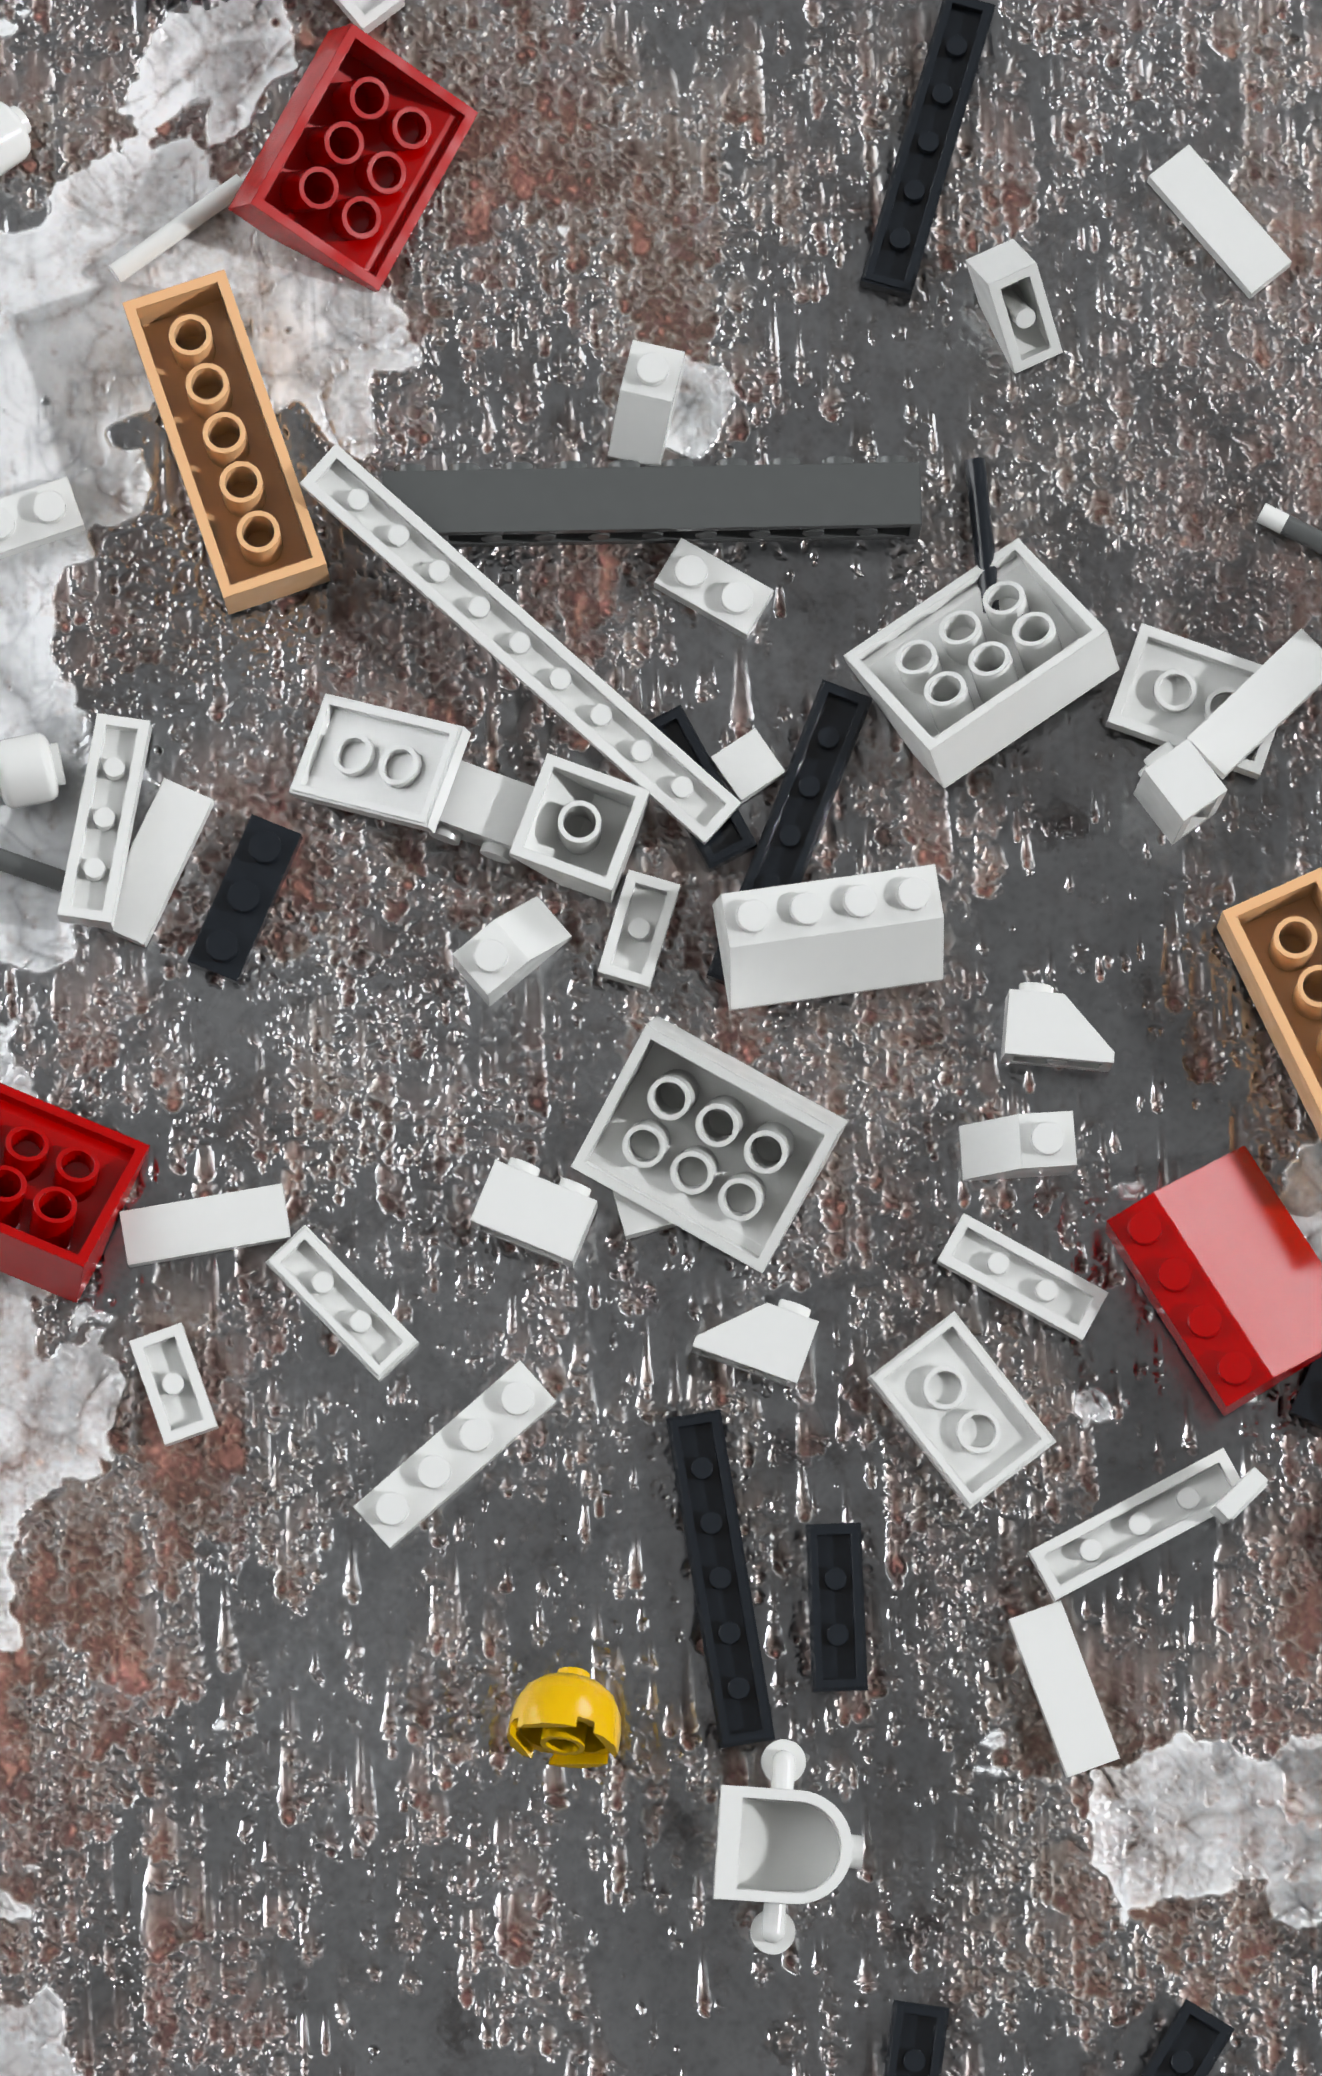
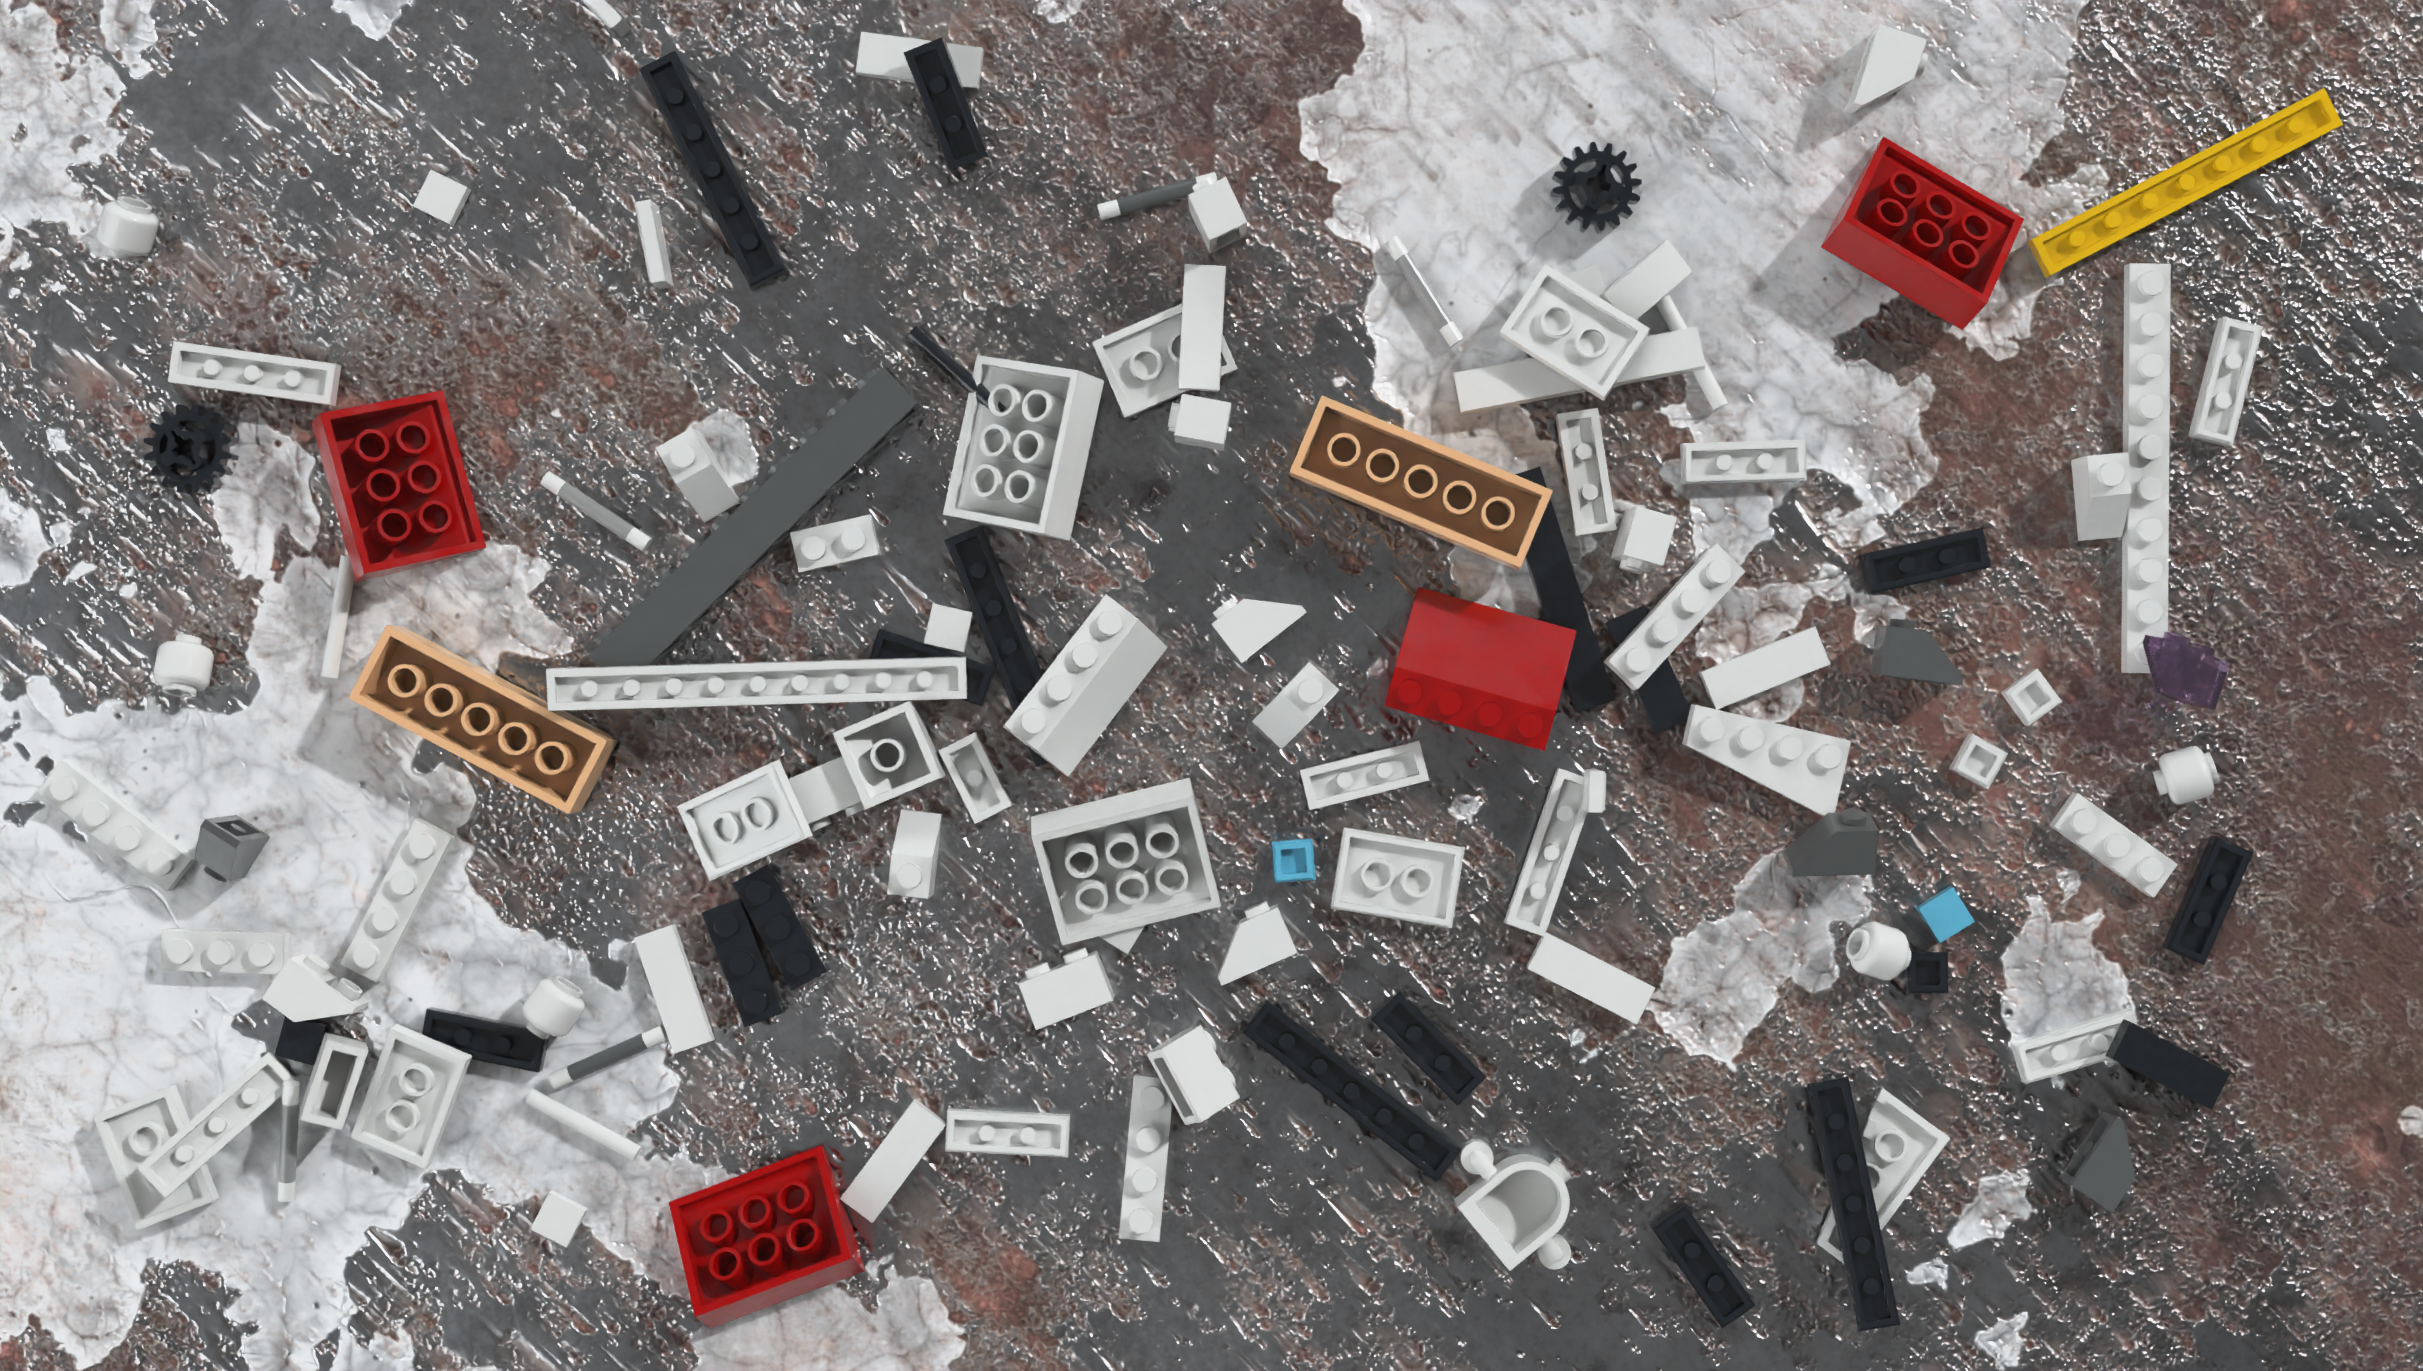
camera: 40 degrees left, 10 degrees up
(104, 821) = (624, 994): white plate -> none
(173, 1384) = (959, 1264): white plate -> none
(313, 899) = (780, 926): none -> black plate
(514, 352) = (596, 511): none -> light grey bar
(566, 1717) = (1340, 1246): yellow cylinder -> none
(581, 1410) = (1193, 1074): none -> white brick
(807, 159) = (654, 244): none -> white tile
(873, 1298) = (1293, 860): none -> medium azure tile
(1015, 304) = (850, 221): white slope -> none
(1209, 280) = (946, 103): none -> black plate

